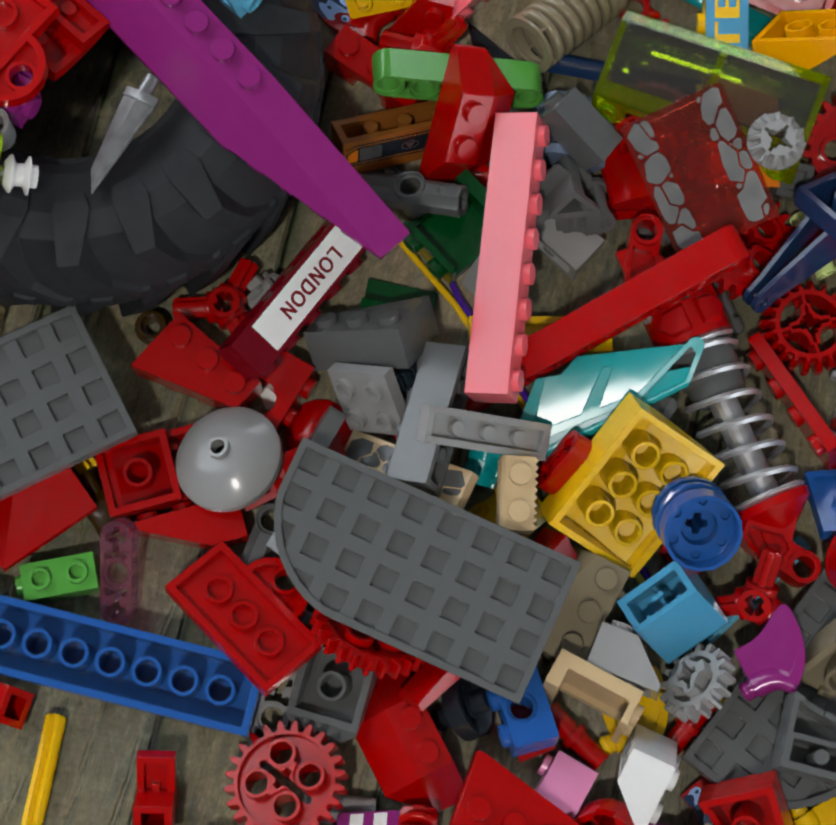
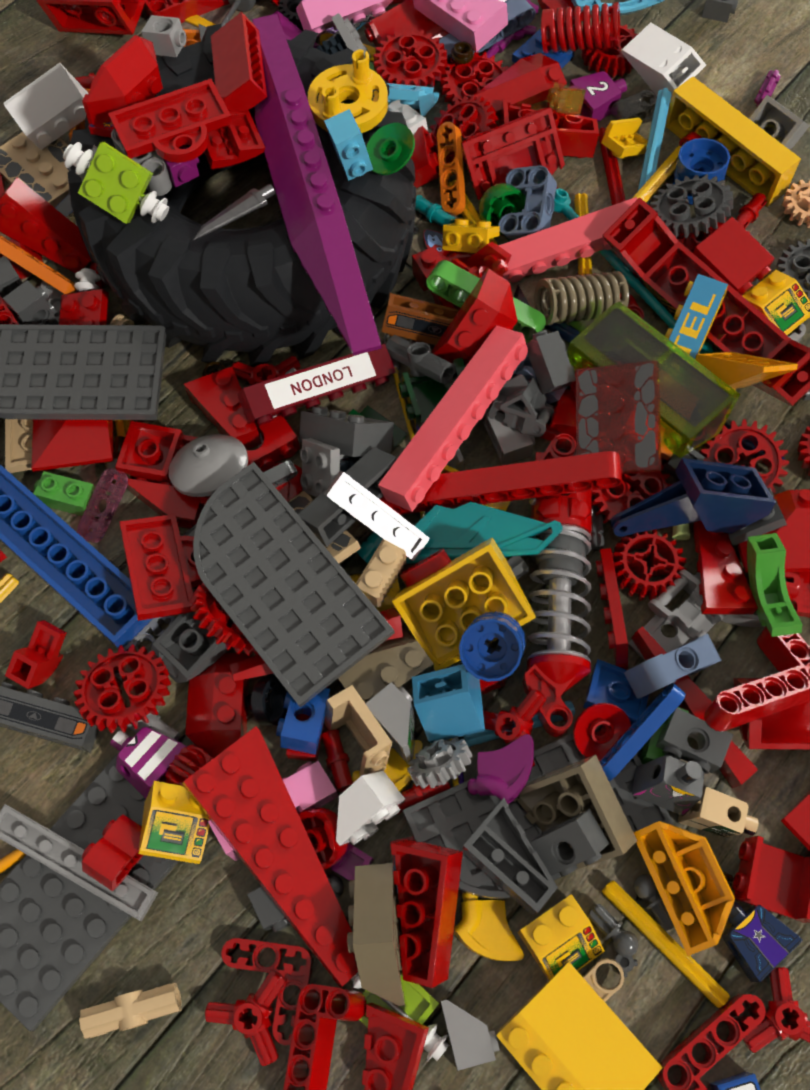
camera: 35 degrees right, 10 degrees down
(759, 141) = (677, 427): light grey gear -> none

